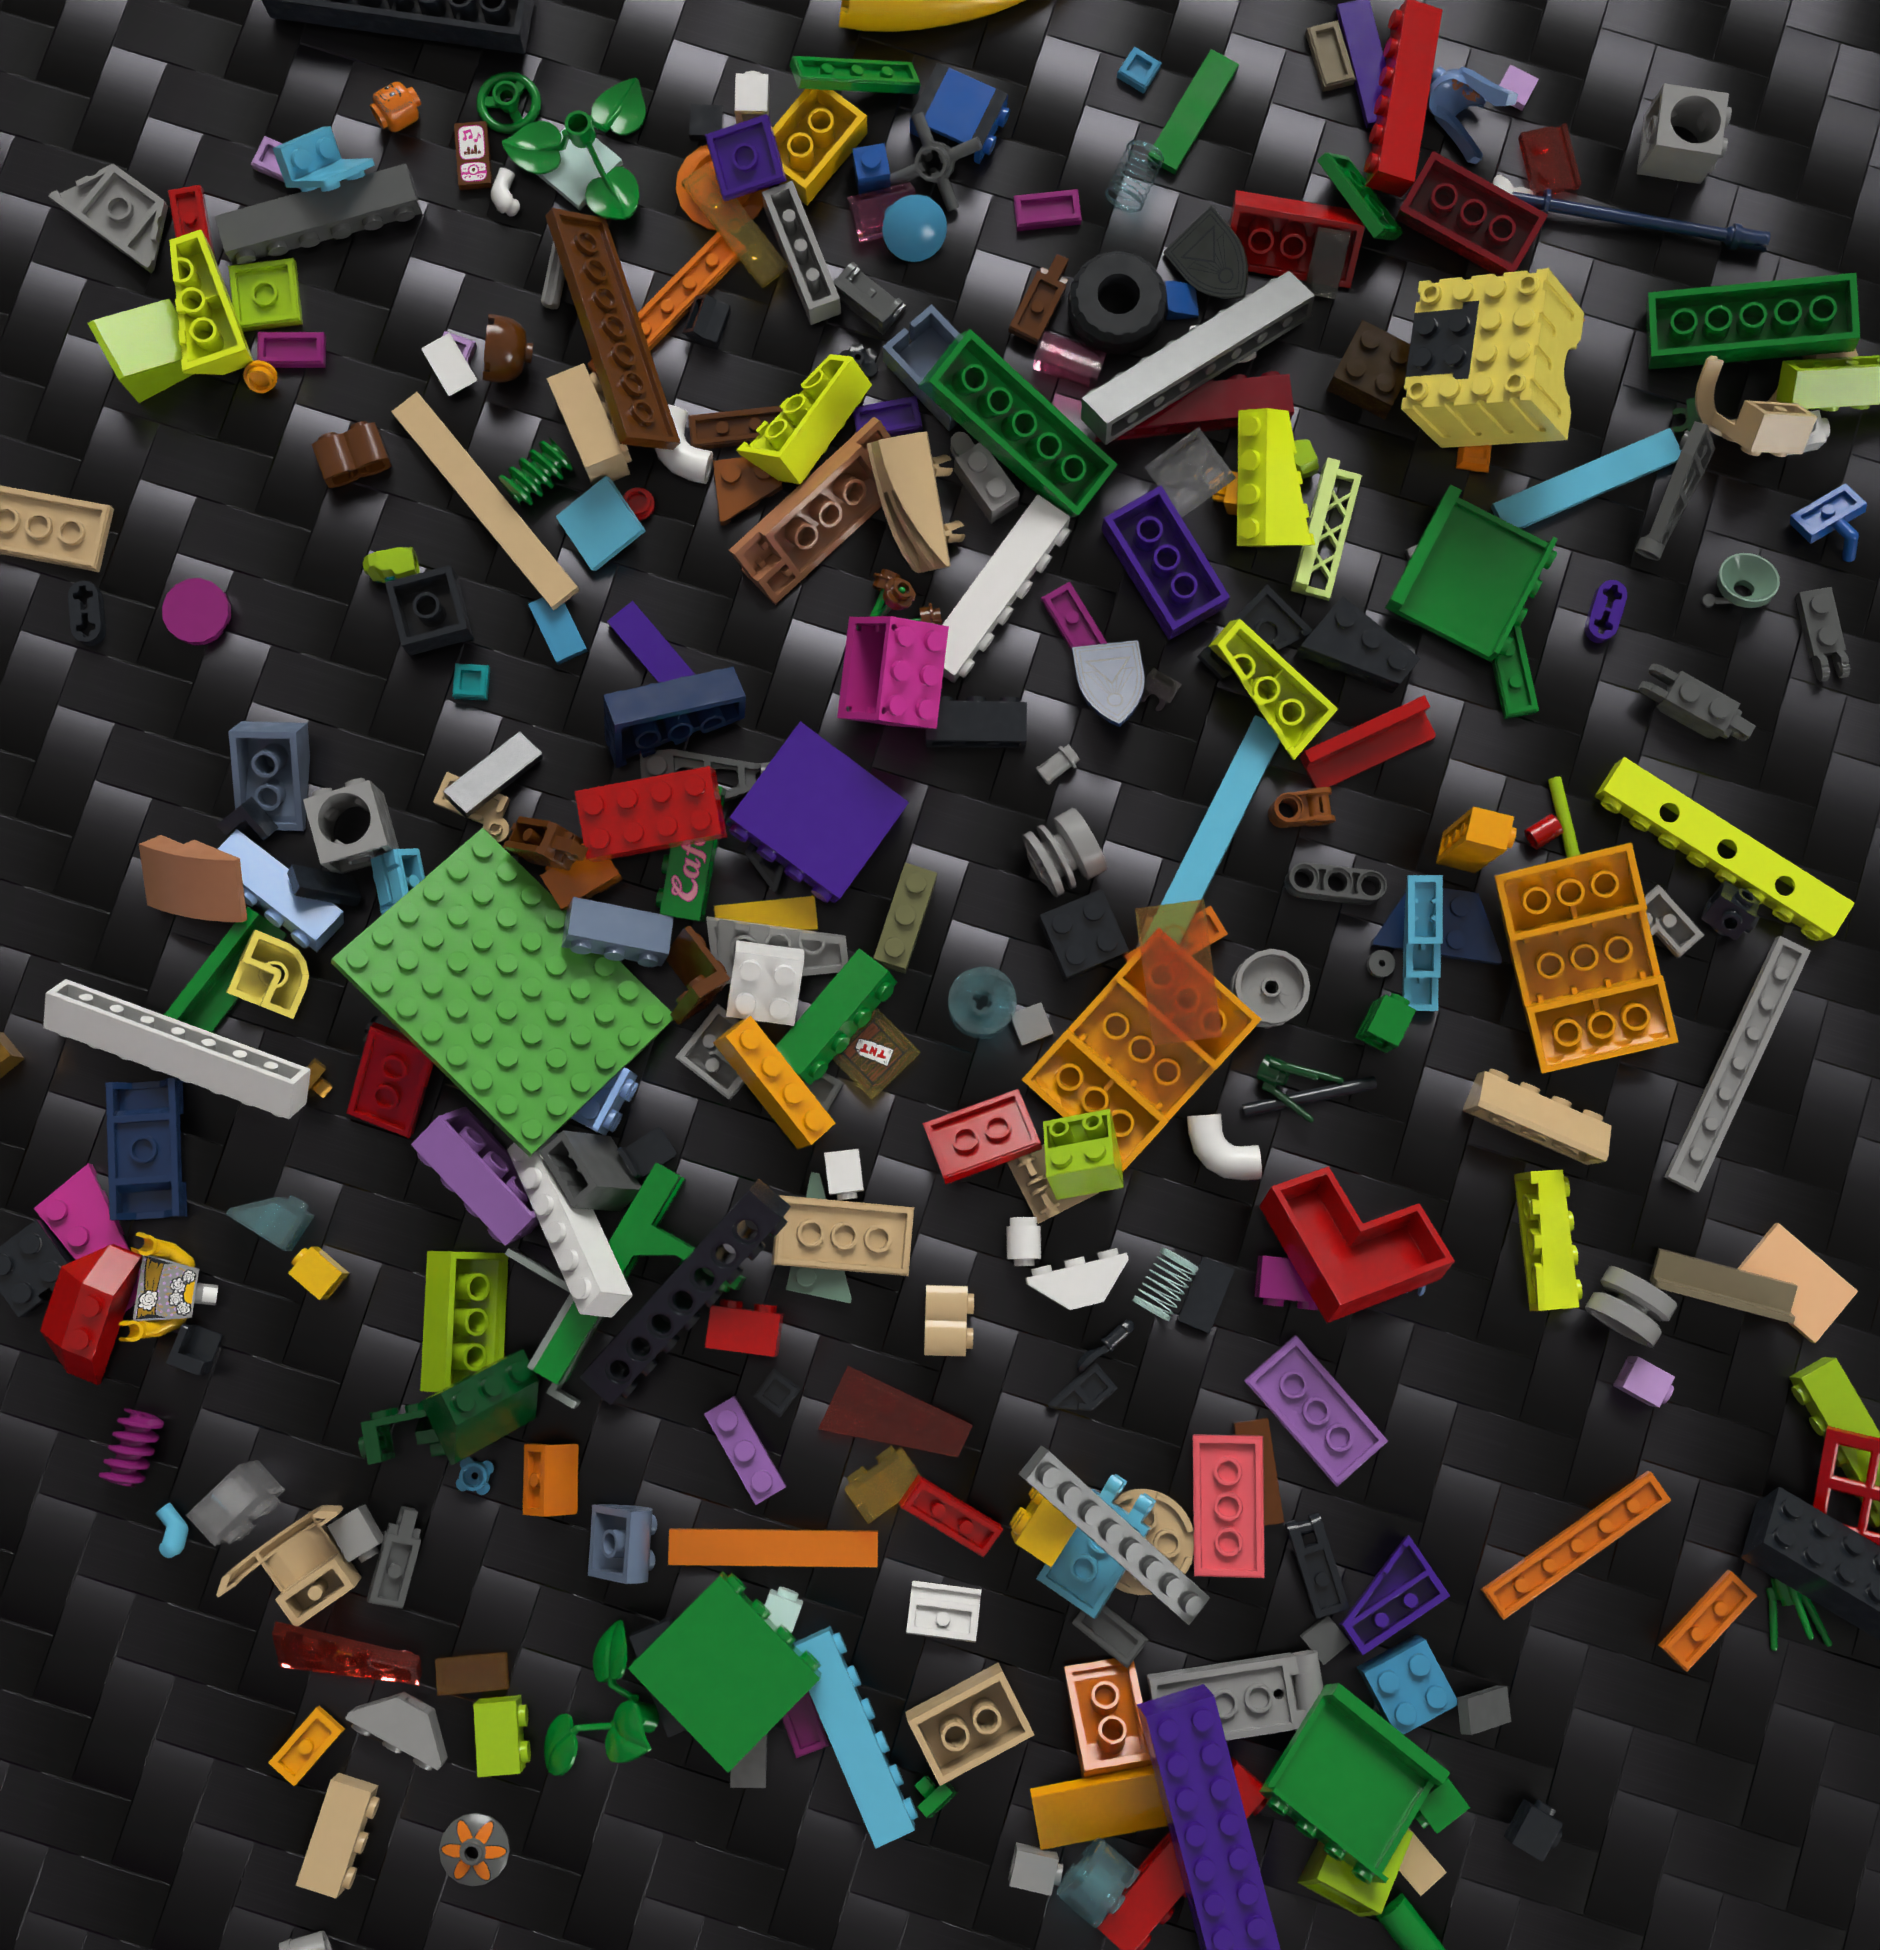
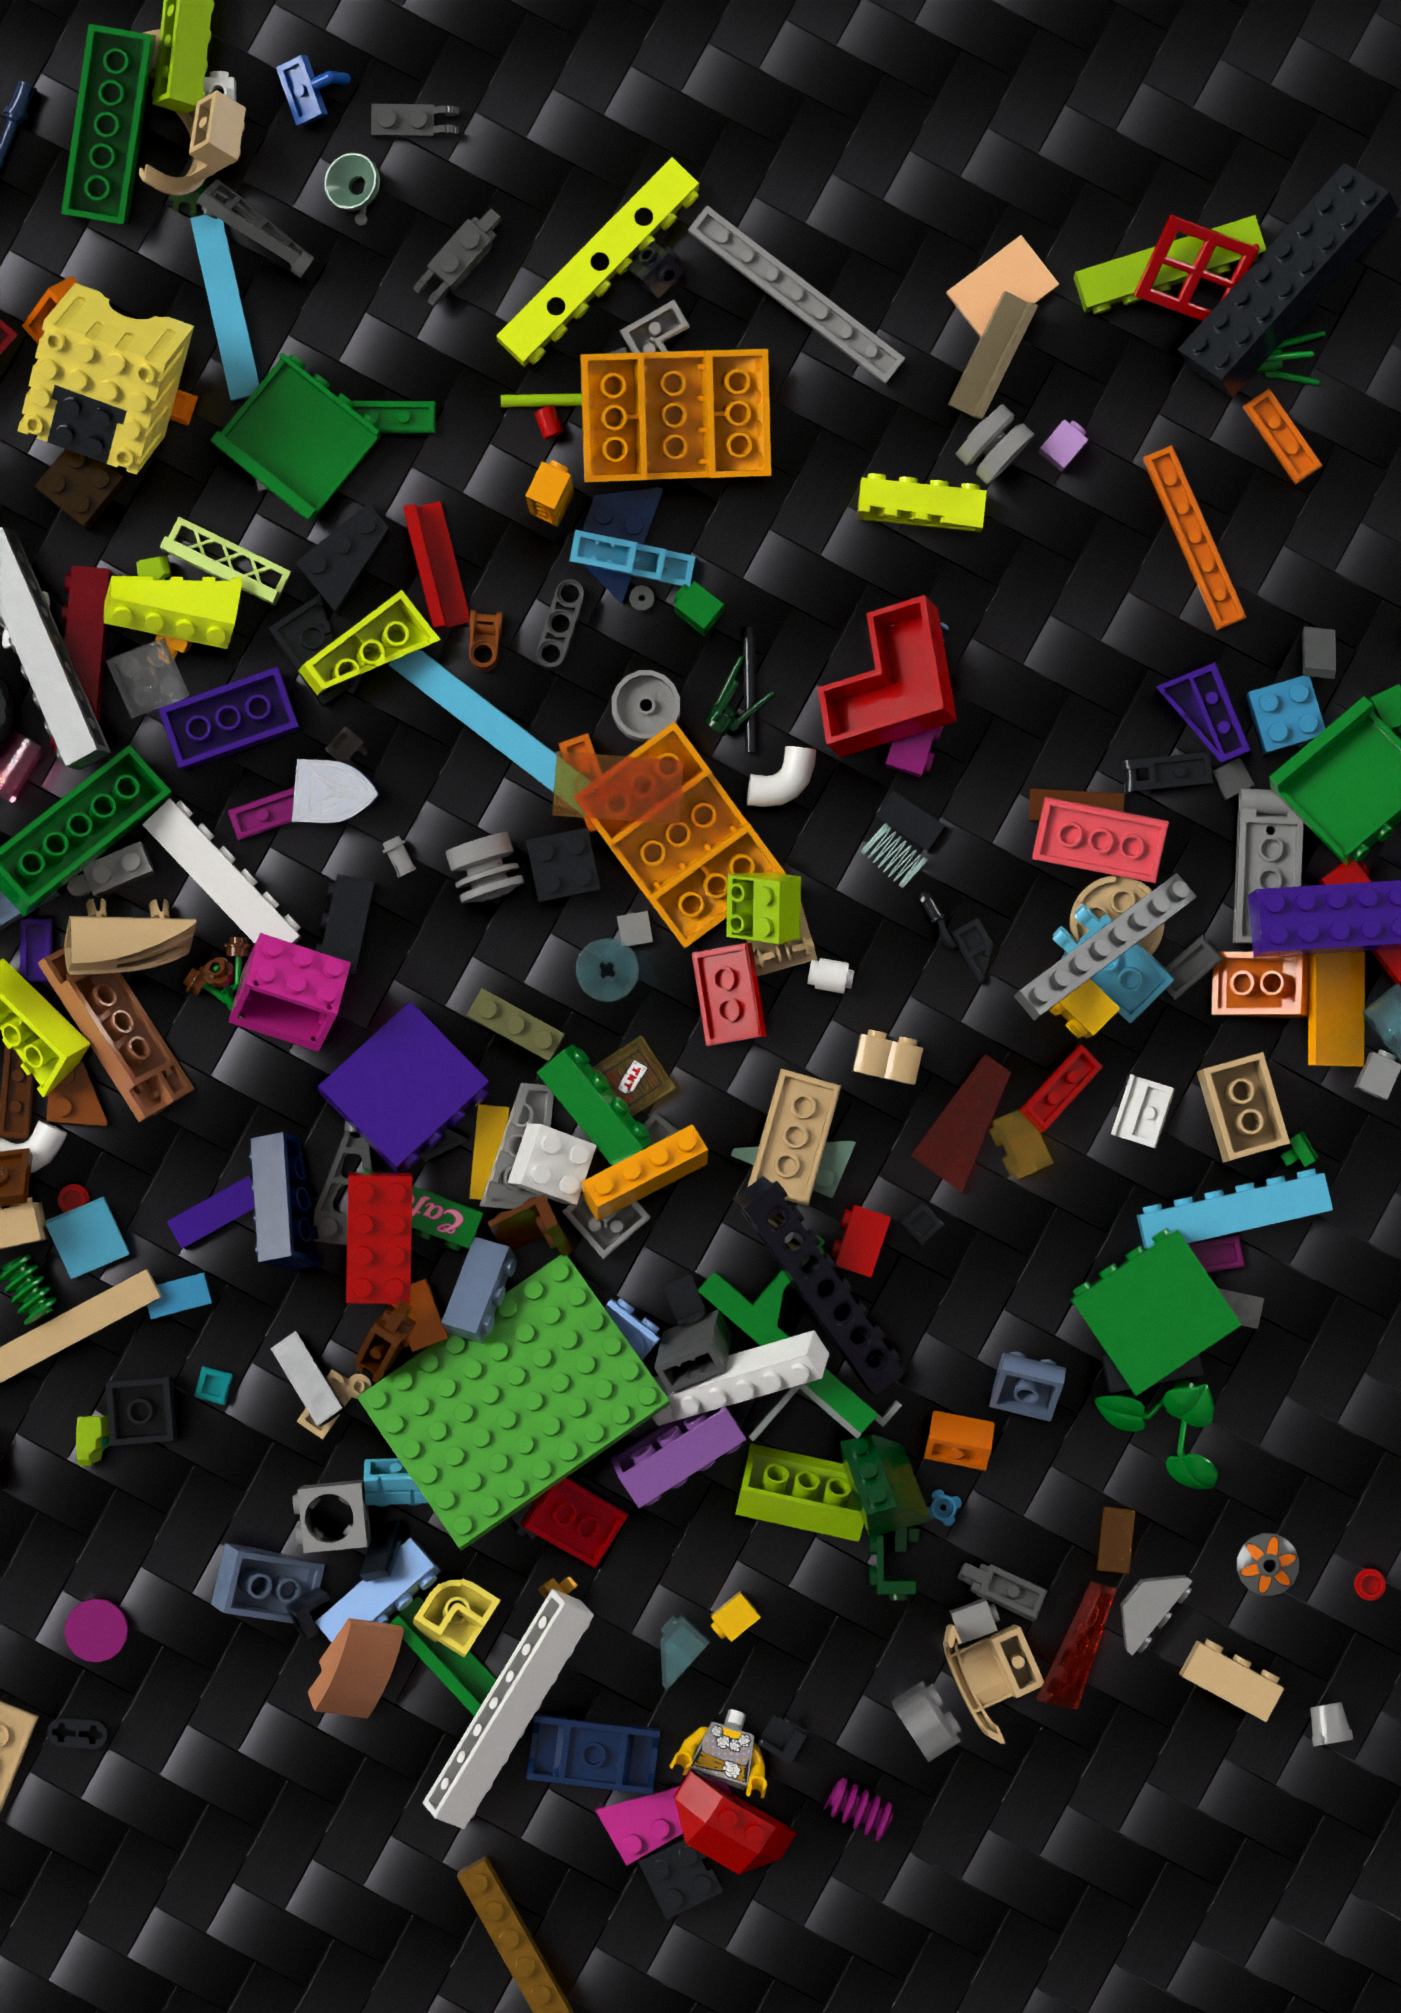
camera: 70 degrees left, 5 degrees up
(175, 1532) = (942, 1783): medium azure arm -> none
(306, 1745) = (1149, 1696): light orange plate -> none
(501, 1736) = (1174, 1522): lime brick -> none
(745, 1450) = (967, 1261): medium lavender plate -> none
(773, 1547) = (1058, 1252): orange tile -> none
(783, 1607) = (1111, 1251): light aqua brick -> none
(844, 1174) = (738, 1125): white brick -> none
(1079, 1282) = (876, 932): white slope -> none
(1315, 1410) = (1032, 744): medium lavender tile -> none
(1538, 1117) = (810, 487): tan slope -> none
(1598, 609) = (357, 311): dark purple beam -> none

